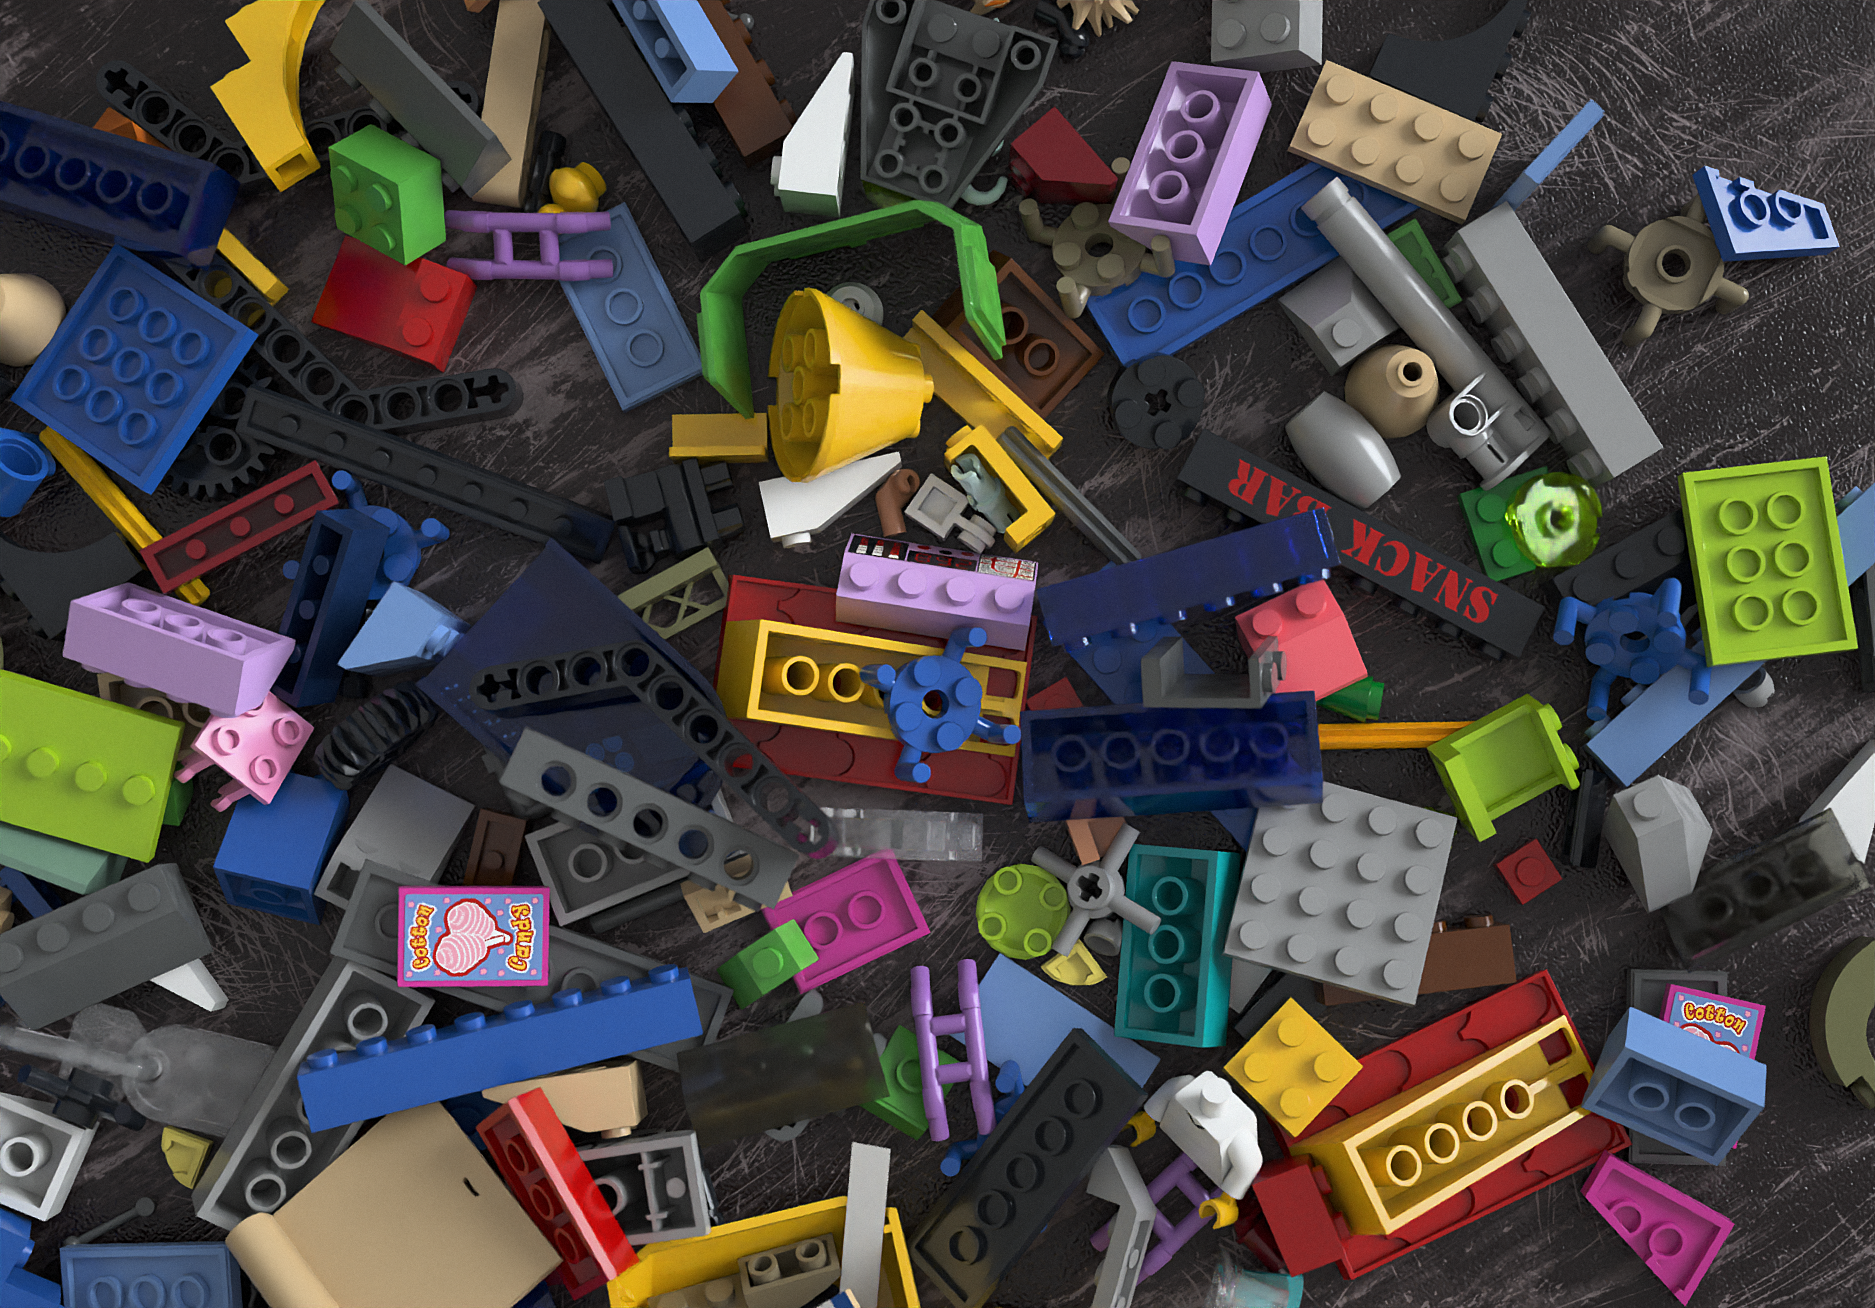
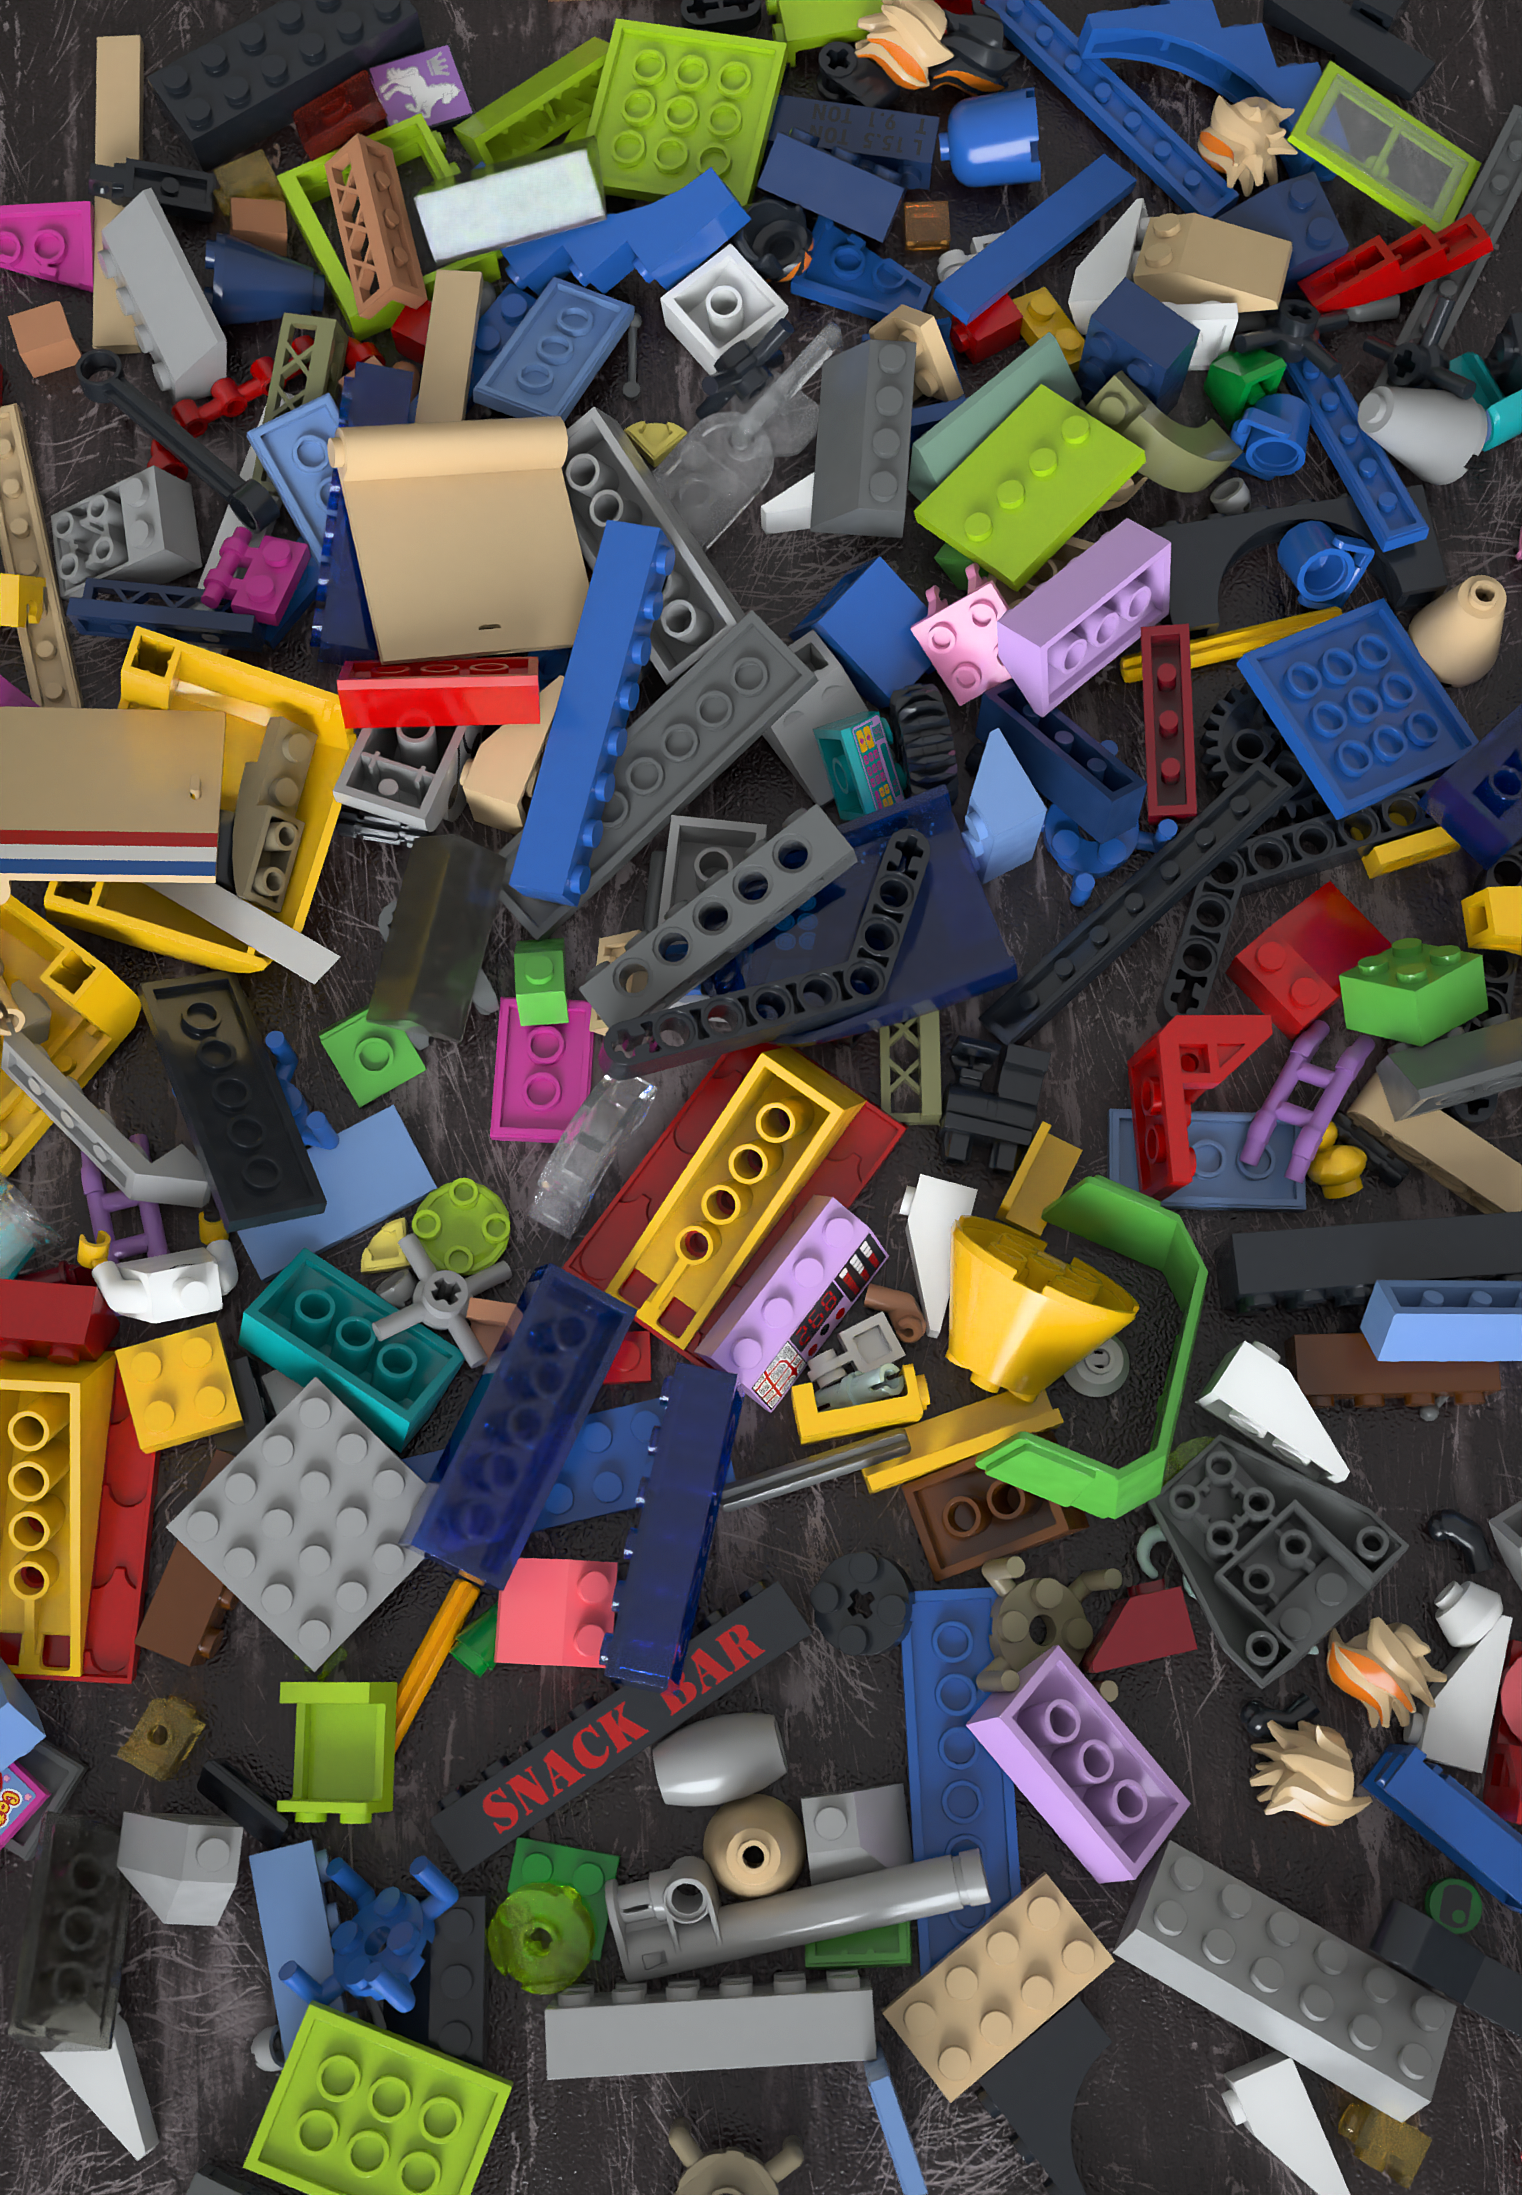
camera: 115 degrees right, 10 degrees down
(423, 781) = (860, 764): none -> teal slope
(473, 936) = (701, 735): tile -> none
(496, 849) = (758, 794): reddish brown plate -> none
(575, 374) = (1169, 1076): none -> red bracket
(959, 711) = (664, 1252): blue plate -> none
(973, 1070) = (391, 1123): medium lavender piece -> none
(1169, 687) = (582, 1461): dark grey panel -> none
(1527, 871) = (231, 1719): red plate -> none
(1595, 917) = (183, 1730): none -> clear yellow brick

